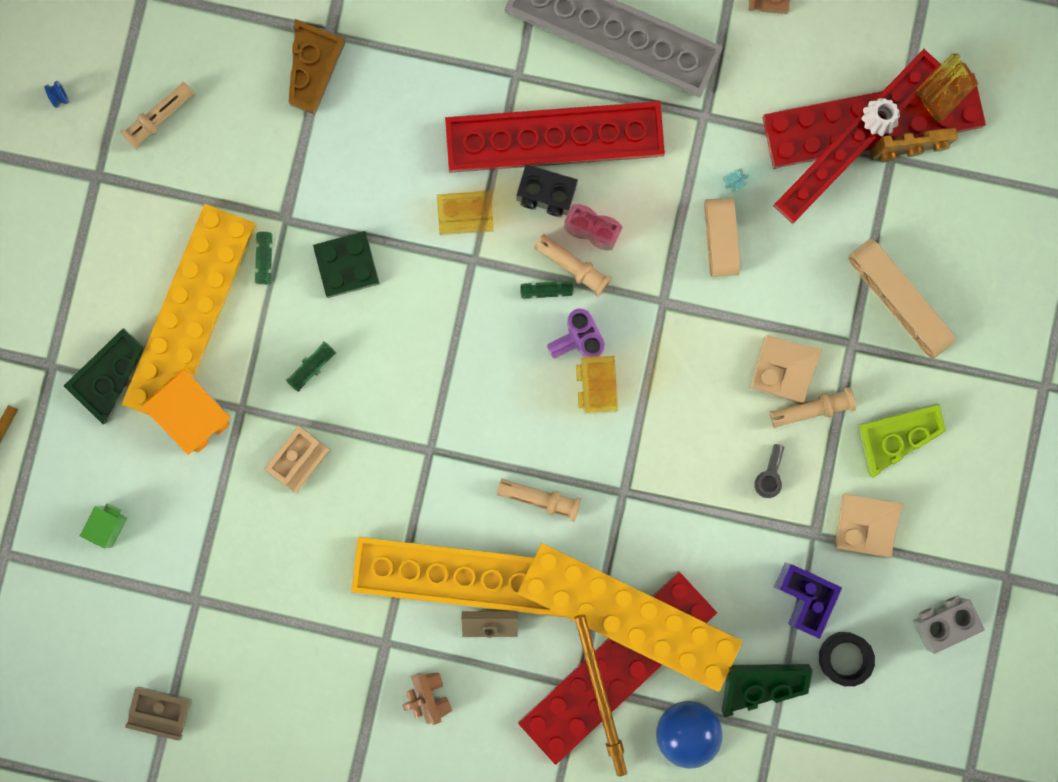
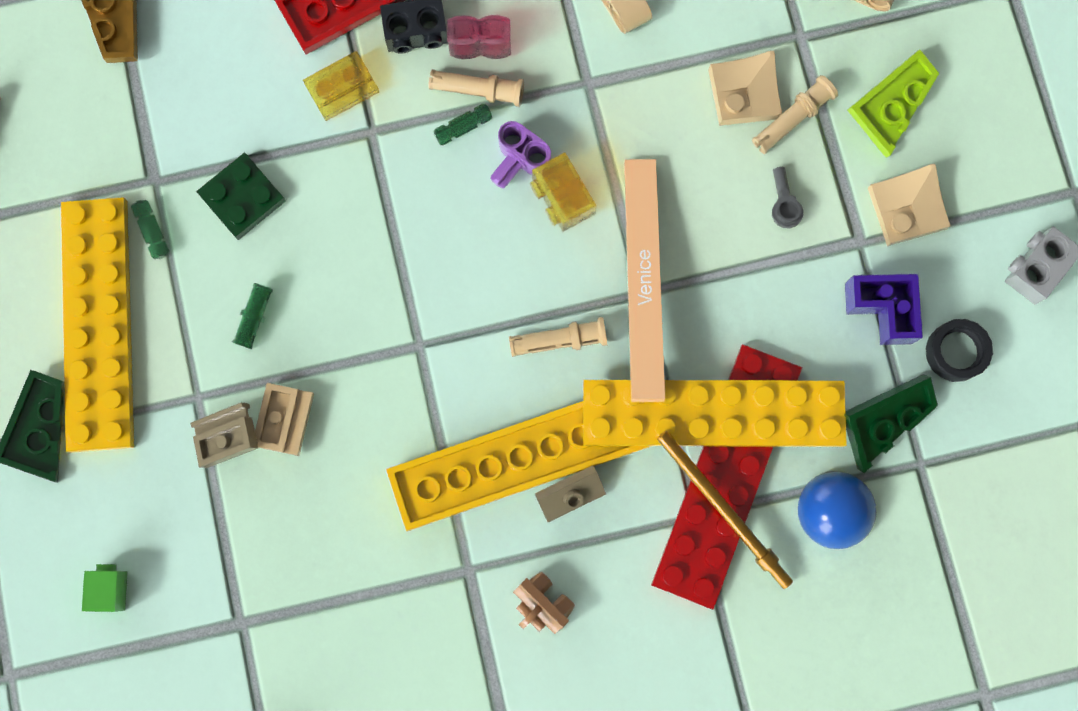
camera: 25 degrees left, 5 degrees down
(187, 412) = (140, 423): light orange panel -> none
(246, 451) = (224, 435): none -> dark tan plate
(627, 486) = (644, 281): none -> light nougat tile

